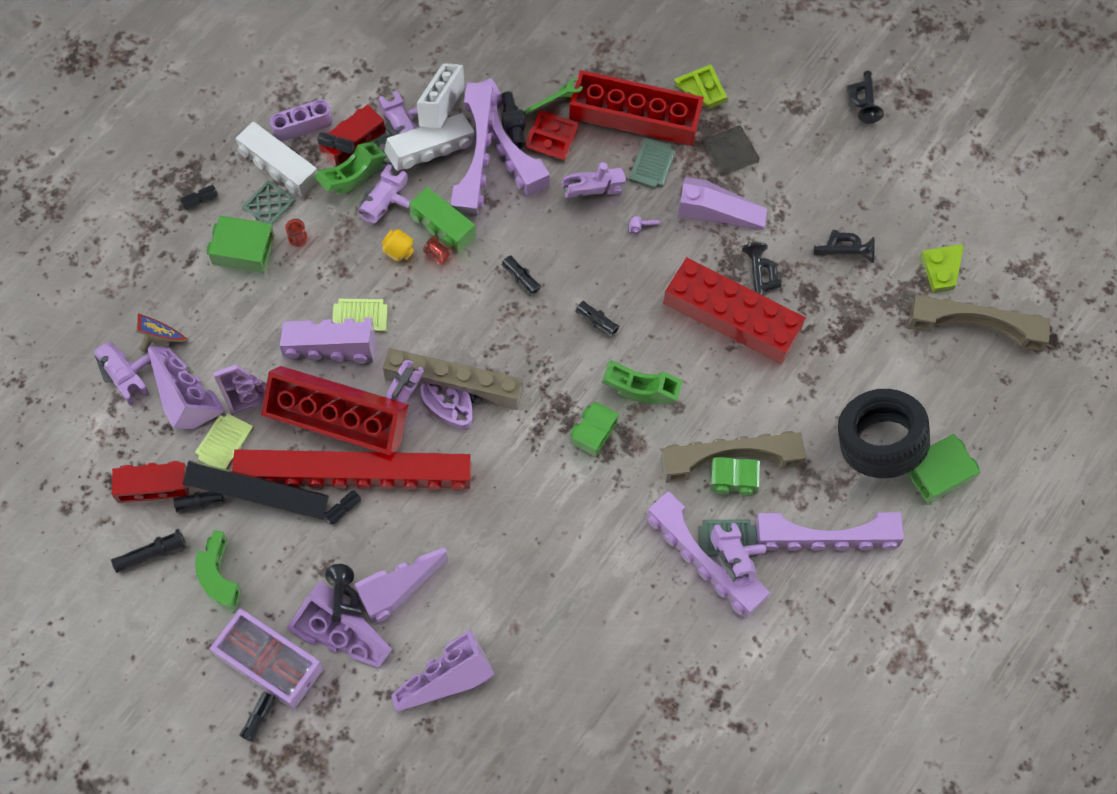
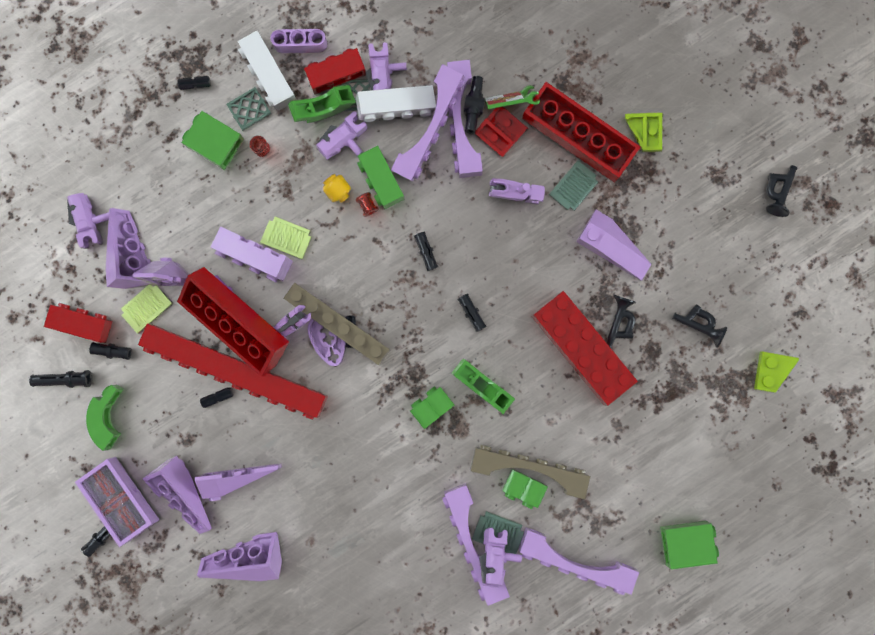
camera: 25 degrees right, 20 degrees up
(156, 332) = (121, 195): shield -> none
(255, 489) = (152, 362): black tile -> none
(331, 141) = (318, 78): black piece -> none
(340, 577) = (192, 456): black piece -> none
(440, 96) = (418, 64): white brick -> none
(637, 222) = (537, 238): lavender hand -> none
(730, 150) = (644, 198): clear smoke tile -> none
(884, 460) = (667, 481): black tyre -> none
(1027, 330) = (815, 456): dark tan arch -> none

